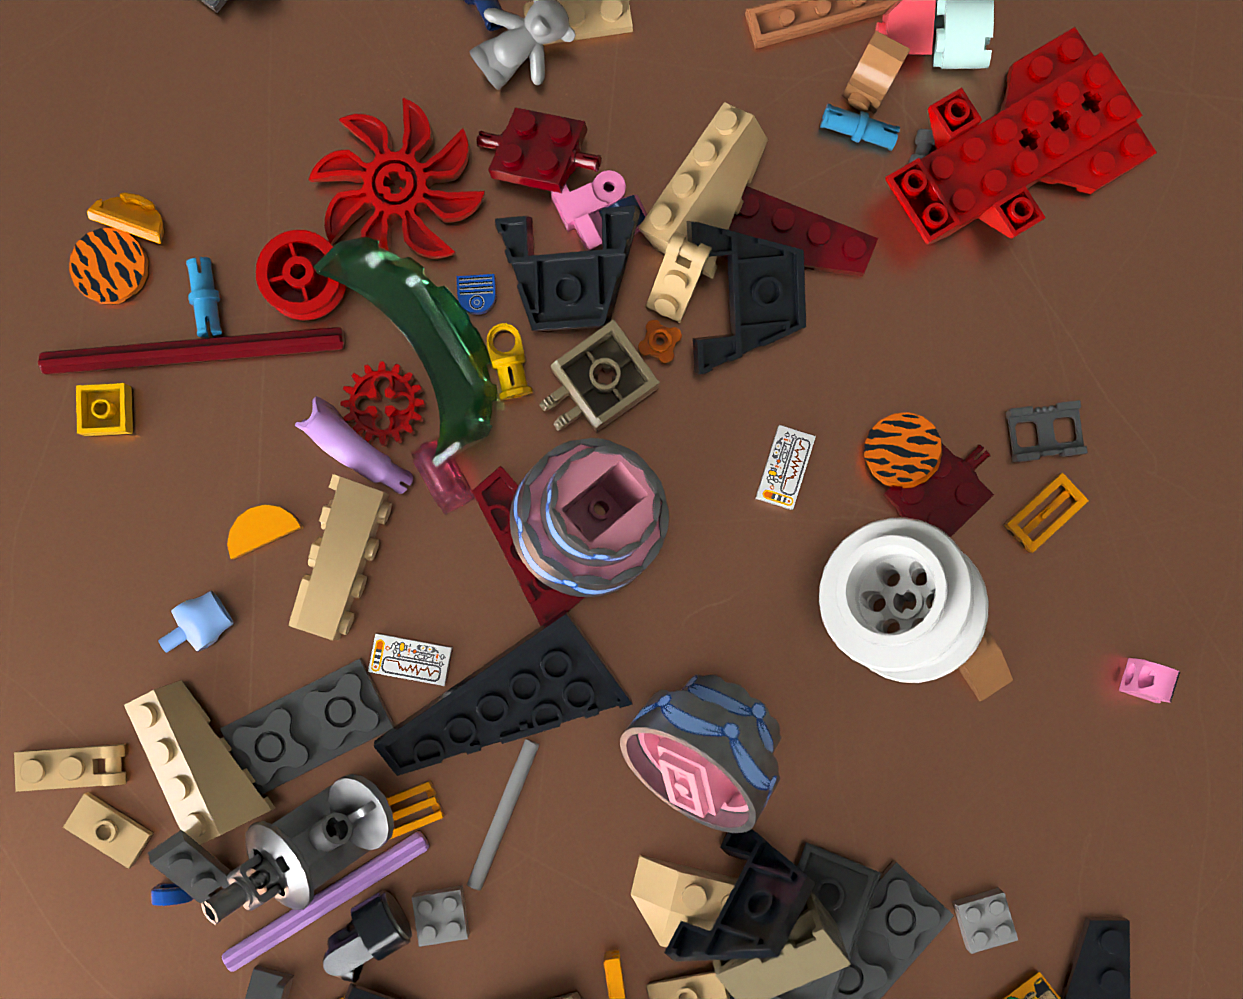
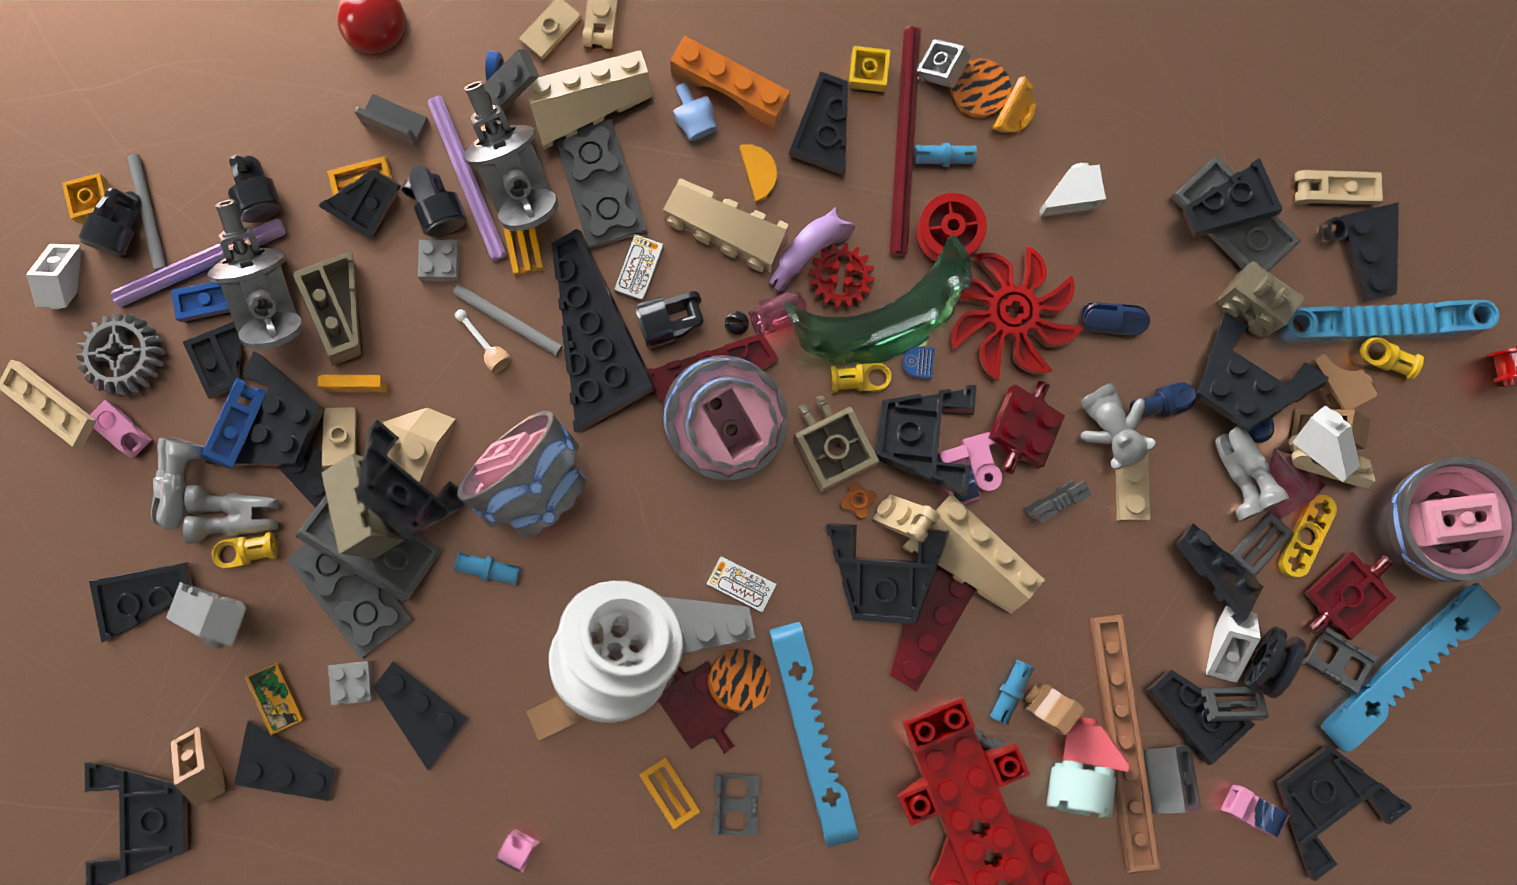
camera: 95 degrees right, 5 degrees down
(83, 315) = (943, 63): none -> light grey piece
(135, 613) = (707, 68): none -> orange arch
(190, 456) = (822, 129): none -> black wing
(227, 128) = (1077, 191): none -> white slope
(384, 61) = (1115, 318): none -> dark blue arm
(471, 525) = (736, 329): none -> black hinge
(479, 625) = (655, 321): none -> black piece
(554, 820) = (494, 357): none -> hinge
(625, 103) = (1057, 501): none -> dark grey piece
(819, 781) = (486, 568): none -> dark azure pin
(841, 497) = (711, 624): none -> light grey wedge
(1004, 830) = (420, 713): none -> black wing
(1040, 311) = (835, 819): none -> dark azure gear

